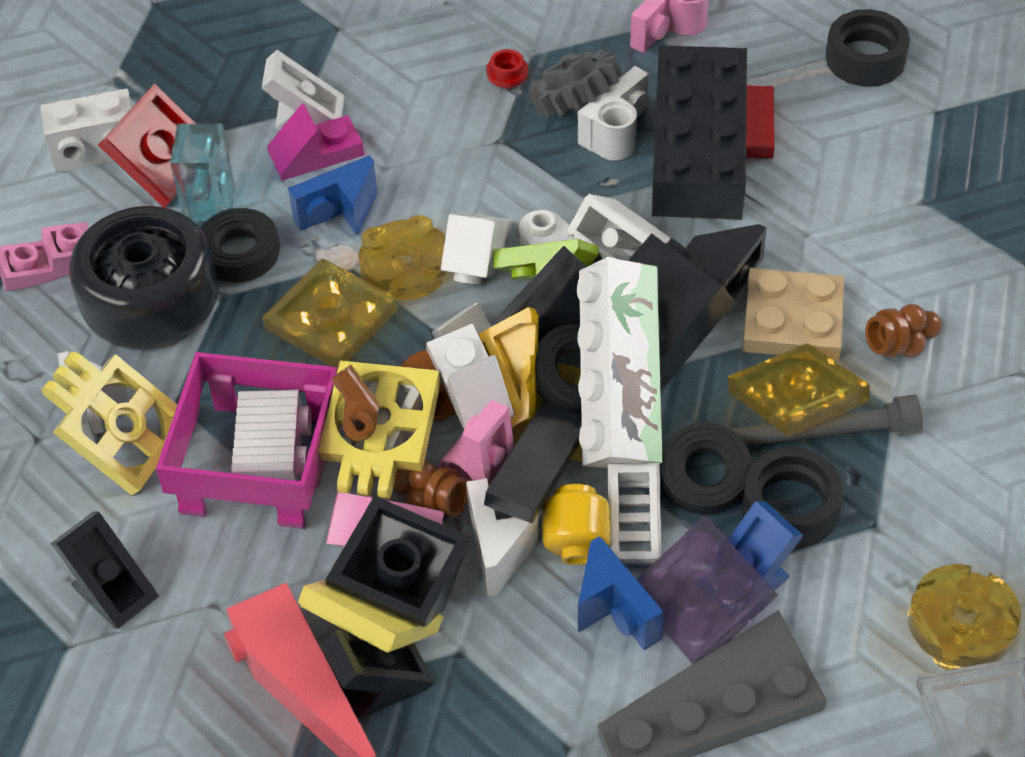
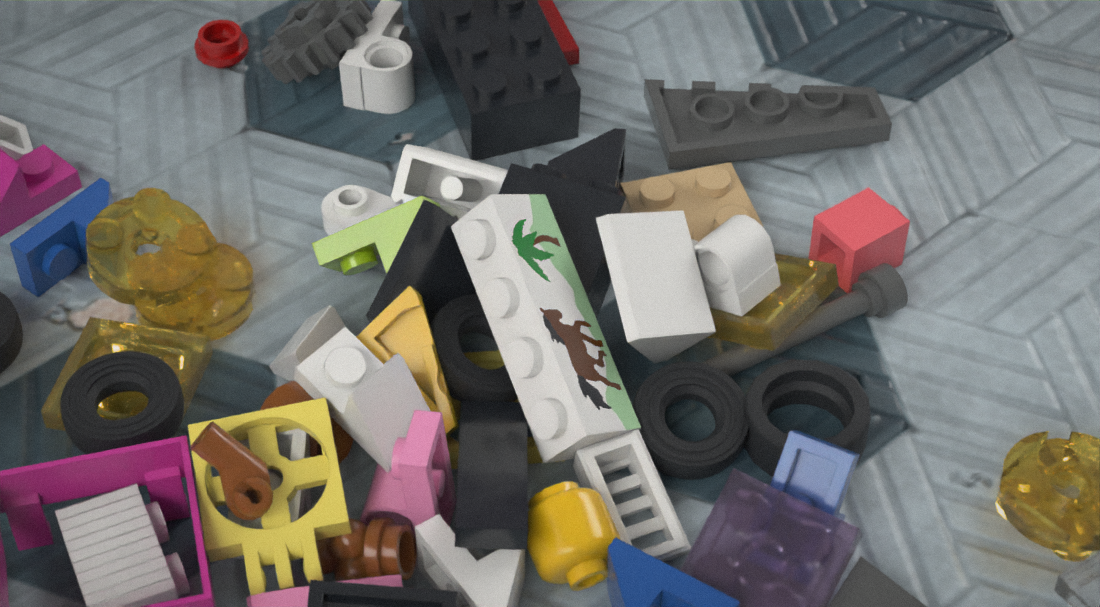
camera: 25 degrees left, 5 degrees down
(309, 307) = (117, 374): none -> black tyre
(382, 197) = (154, 220): none -> clear yellow plate
(471, 245) = (280, 249): white slope -> none
(713, 356) = (656, 281): none -> white slope
(778, 361) = (737, 265): none -> white plate
(866, 246) = (727, 126): none -> dark grey wing
(902, 331) = (819, 194): dark orange piece -> none
(910, 367) = (859, 236): none -> coral brick

